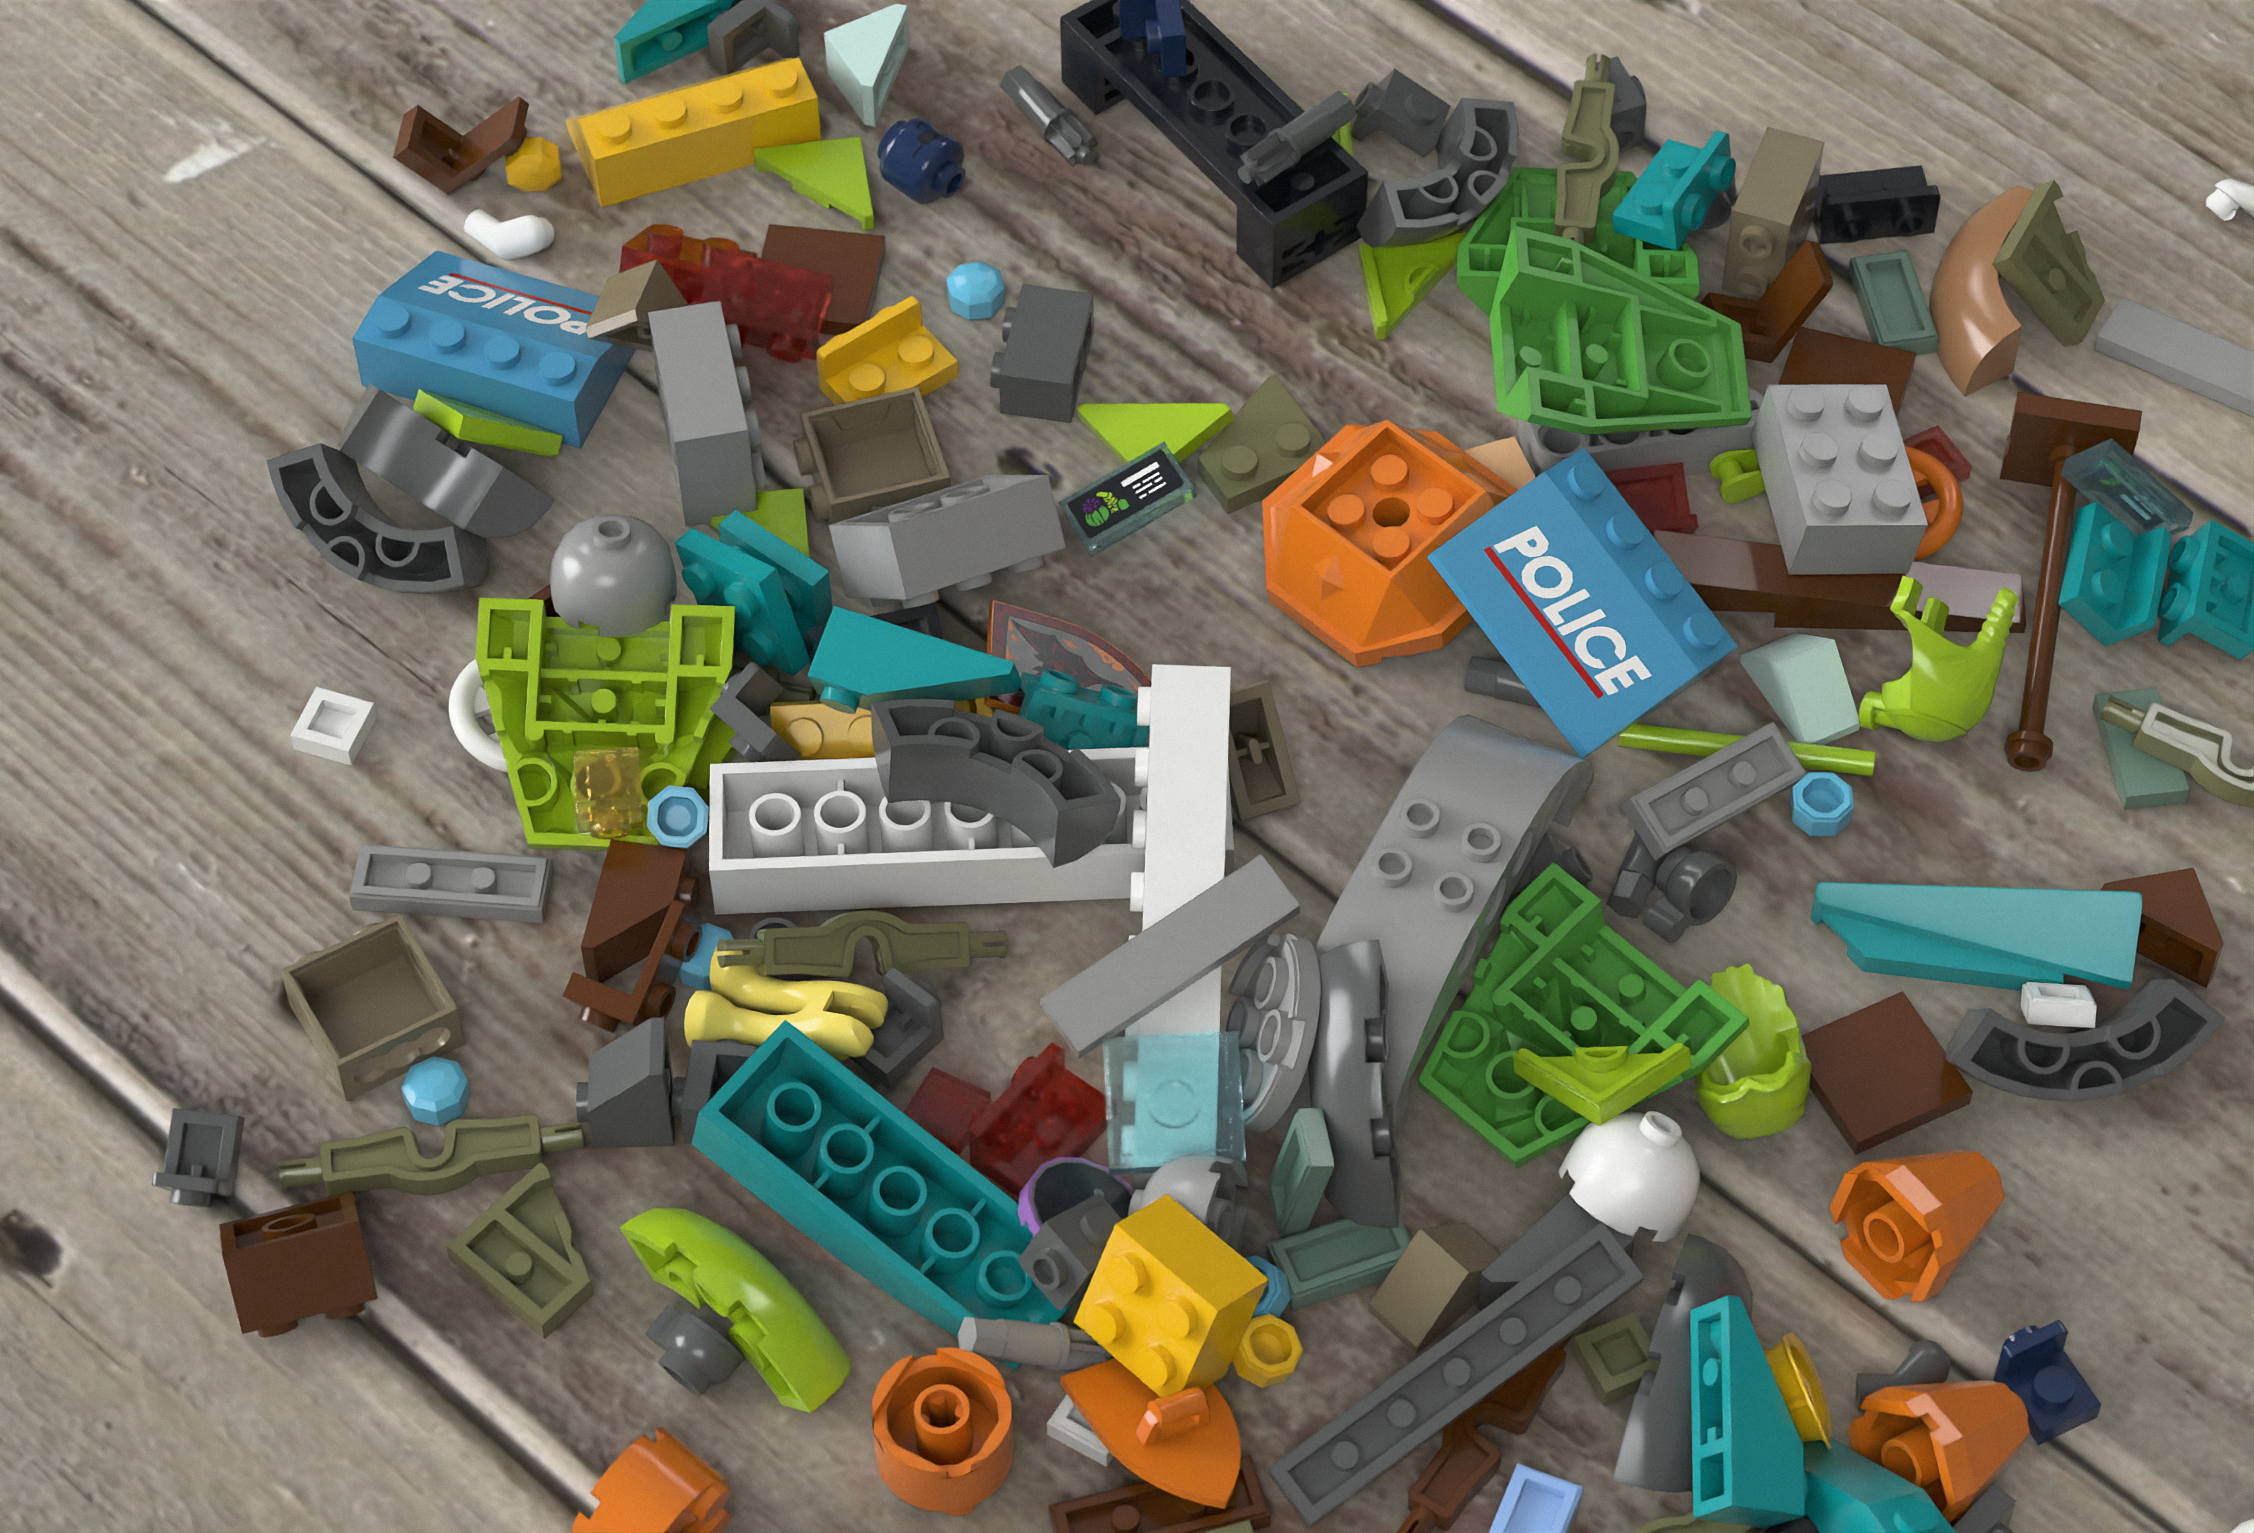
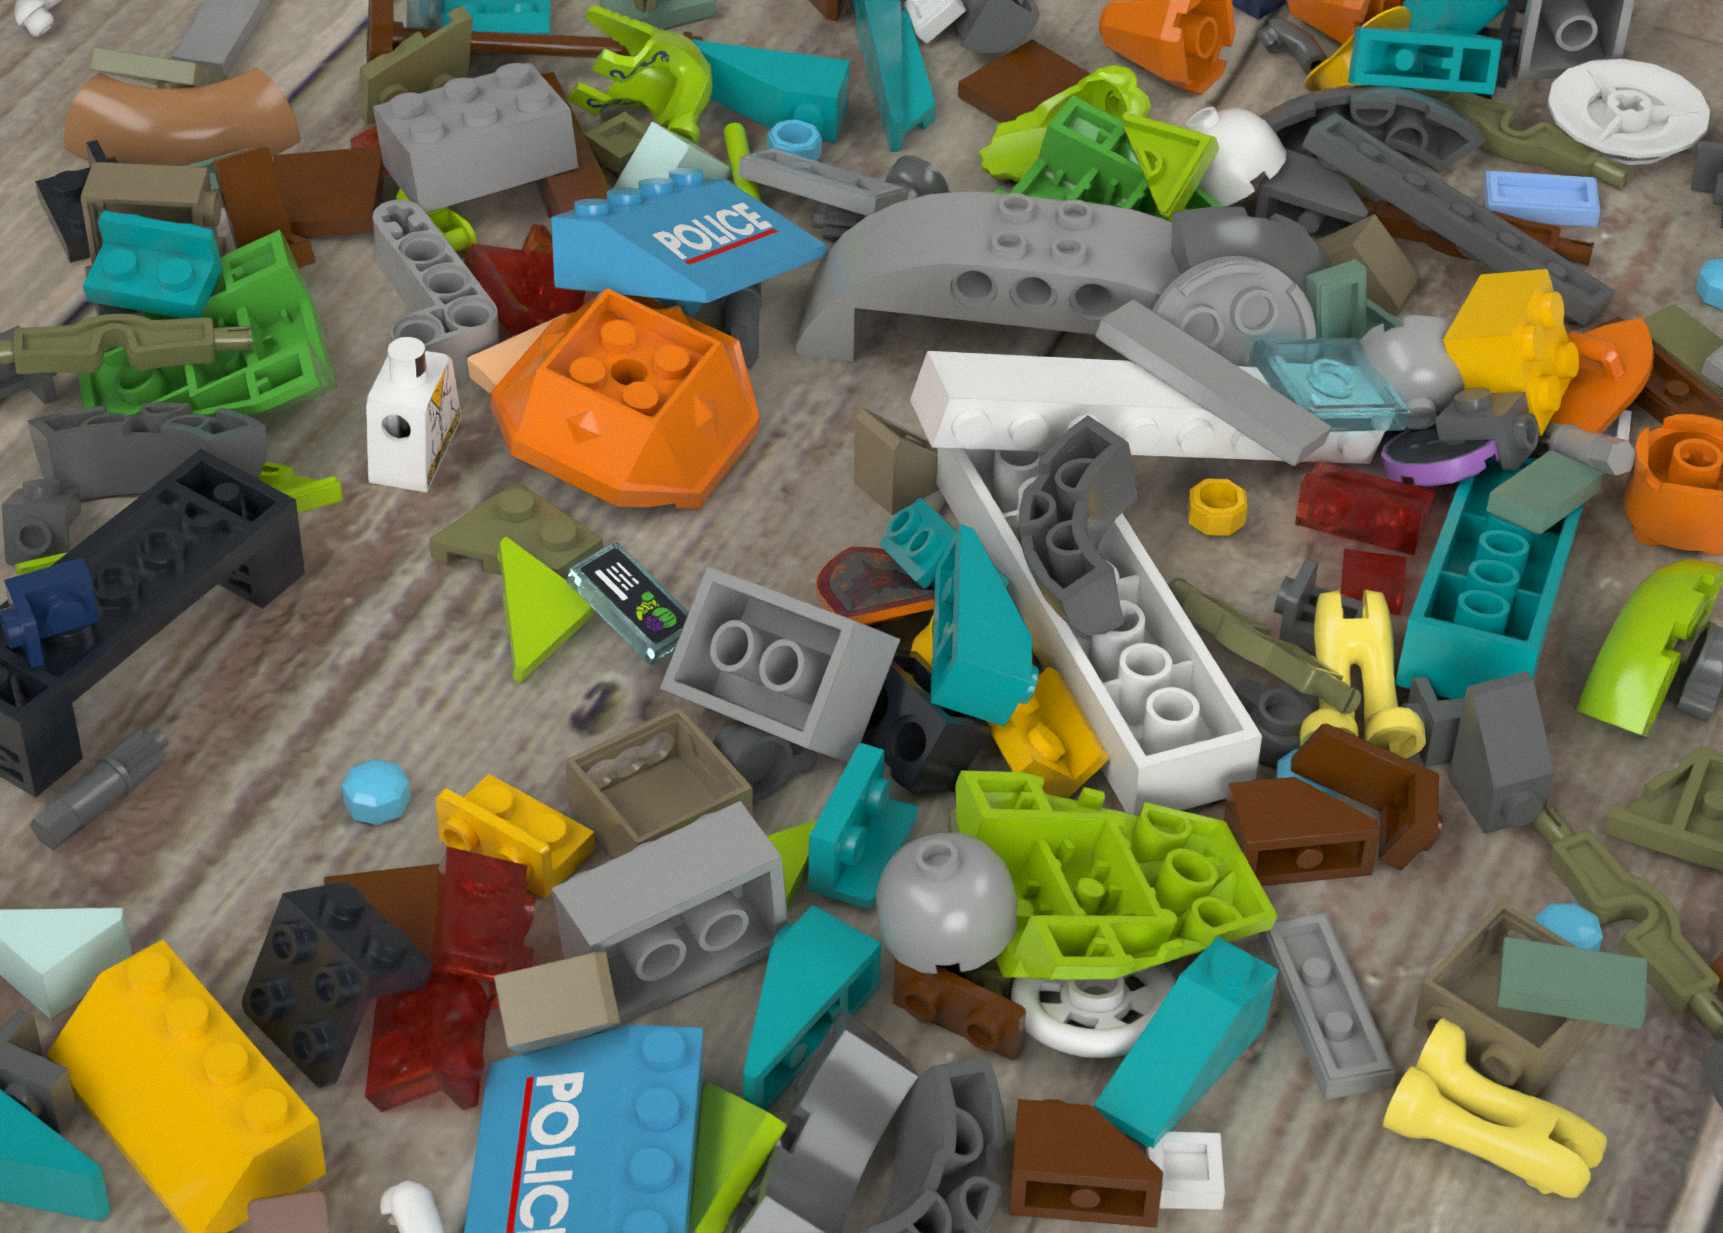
camera: 110 degrees left, 10 degrees down
(223, 969) = (1532, 1136): none -> light yellow piece
(333, 1010) = (1572, 982): none -> sand green tile
(358, 637) = (1080, 1168): none -> reddish brown slope
(437, 750) = (1189, 1042): none -> teal slope
(596, 486) = (808, 981): none -> teal slope
(608, 792) = (1211, 844): clear yellow bracket -> none
(677, 817) = (1202, 789): medium azure tile -> none
(741, 705) = (1061, 762): dark grey bracket -> none
(752, 198) = (320, 971): none -> black bracket
(763, 614) = (925, 789): teal plate -> none
(825, 172) = (226, 953): lime tile -> none
(921, 160) = (210, 860): dark blue head -> none
(966, 1263) = (1544, 492): none -> sand green tile
(1044, 353) = (460, 701): dark grey brick -> none
(1289, 144) = (195, 491): dark grey piece -> none
(1435, 375) = (414, 391): none -> white torso
(1606, 347) = (398, 274): bright green wedge -> none
(1865, 647) = (616, 140): none -> olive plate
(1917, 807) = (779, 85): none -> teal slope
(2005, 490) = (417, 64): none -> olive wing

